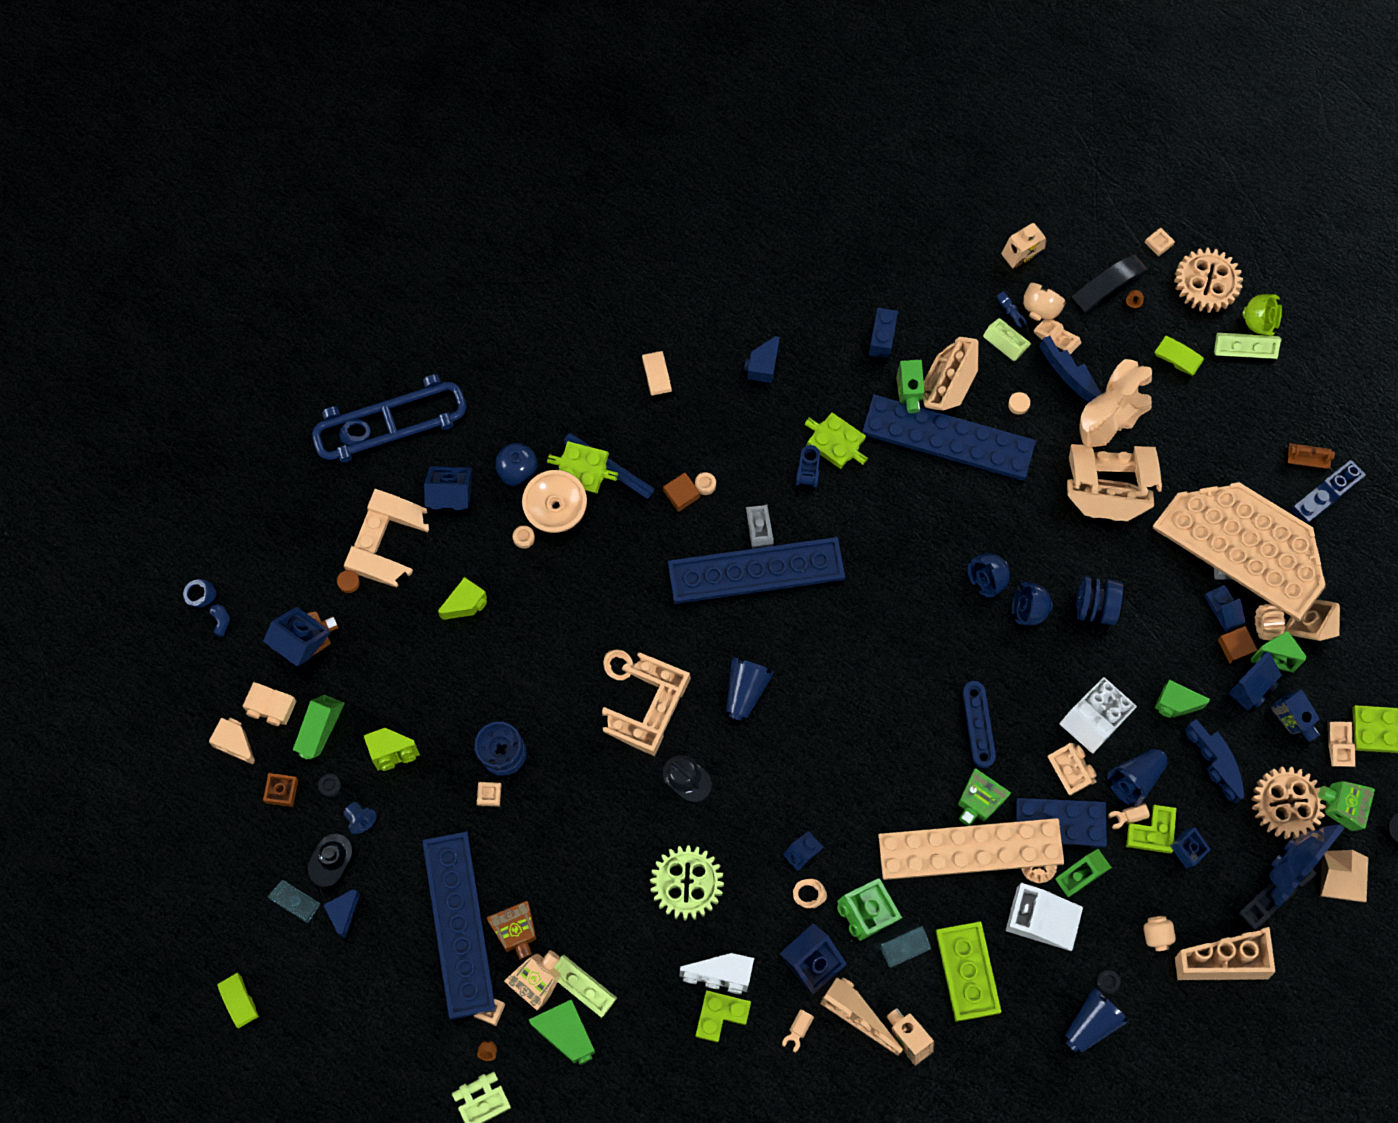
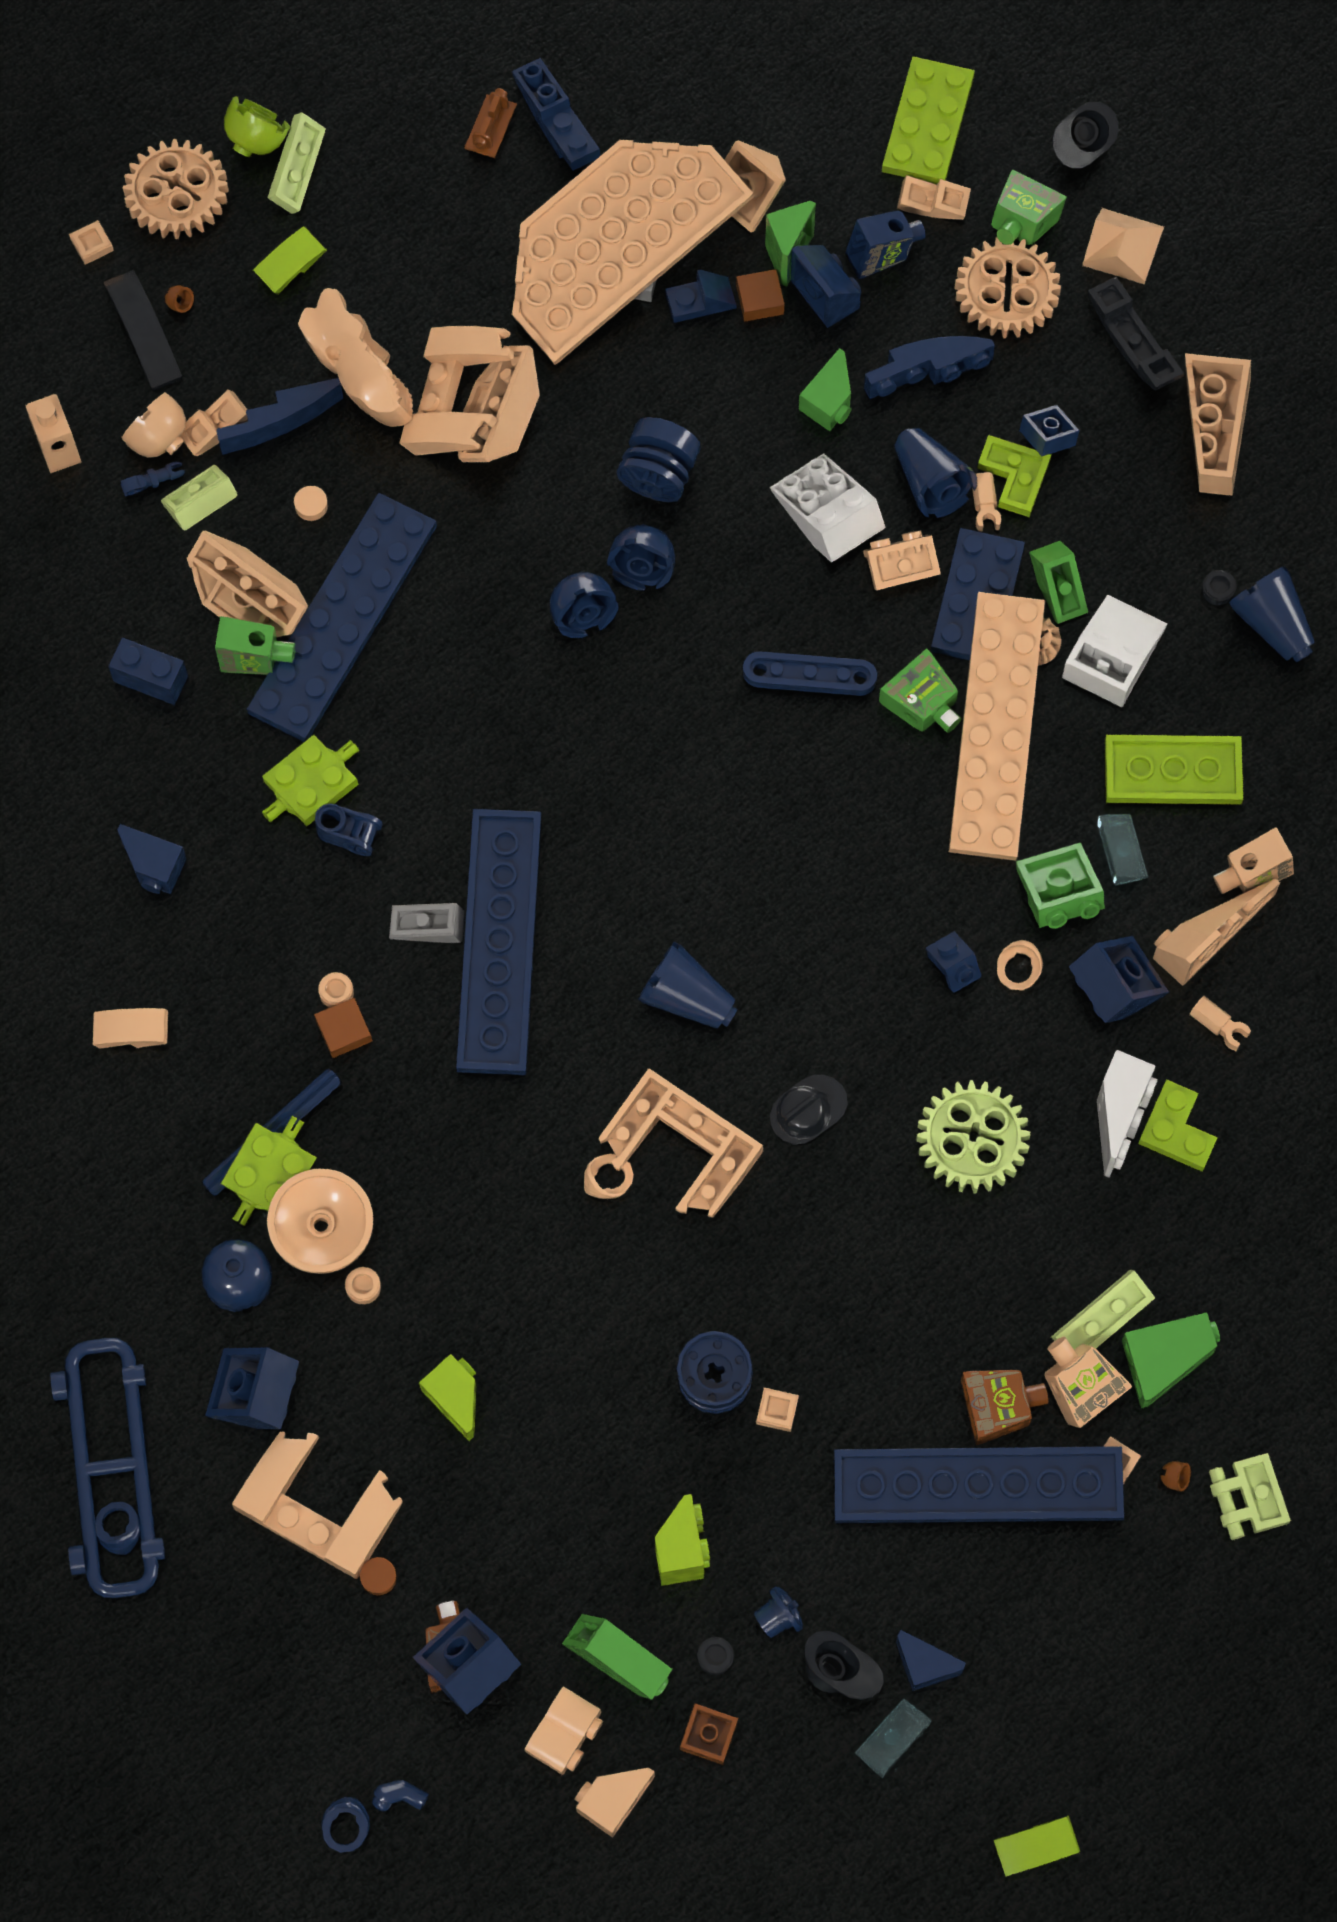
camera: 75 degrees left, 0 degrees up
(1159, 933) = (1163, 501): light nougat head -> none
(1269, 622) = (739, 241): light nougat gear -> none
(1300, 860) = (1100, 281): dark blue wedge -> none

